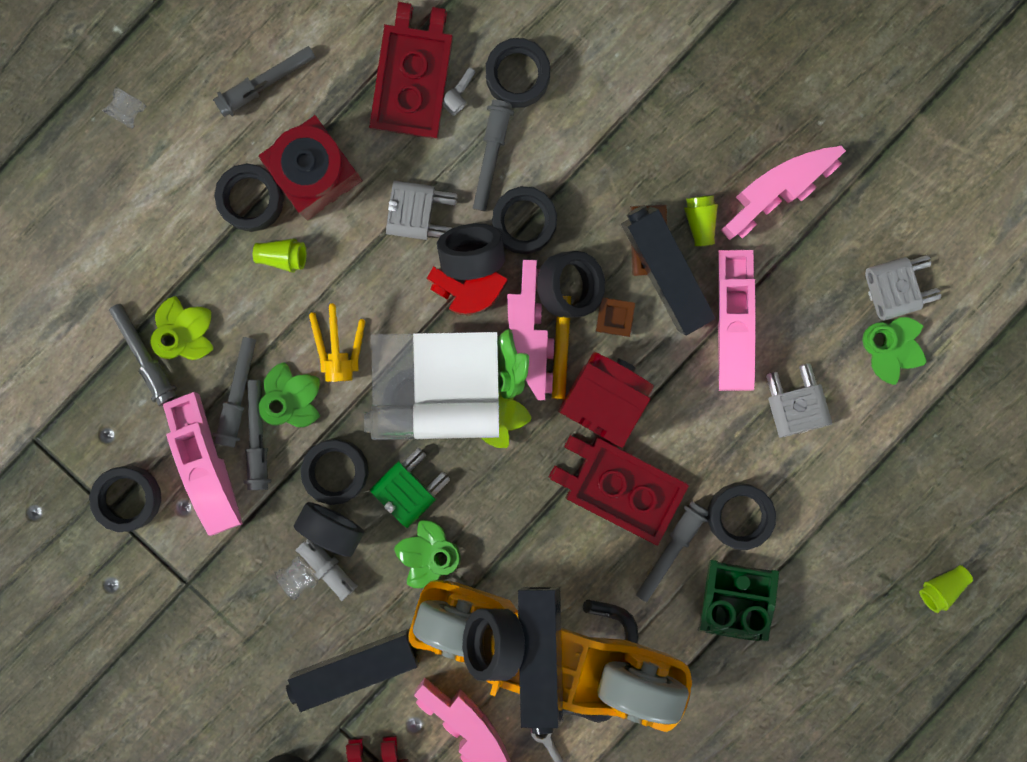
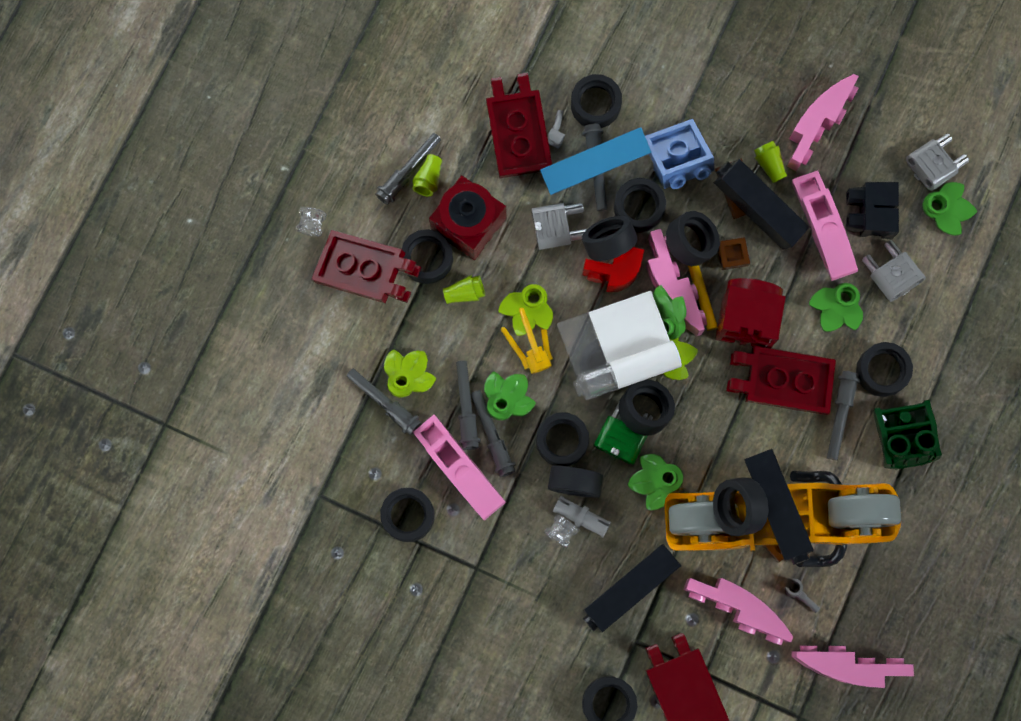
camera: 20 degrees left, 10 degrees down
(166, 187) = (363, 268): none -> dark red tile
(283, 98) = (427, 177): none -> lime cone
(349, 307) = (537, 313): none -> lime plate
(469, 464) = (657, 393): none -> black tyre
(489, 149) = (595, 161): none -> dark azure tile
(594, 173) = (680, 154): none -> medium blue plate
(712, 427) = (835, 310): none -> bright green plate
(795, 334) = (877, 209): none -> black hips

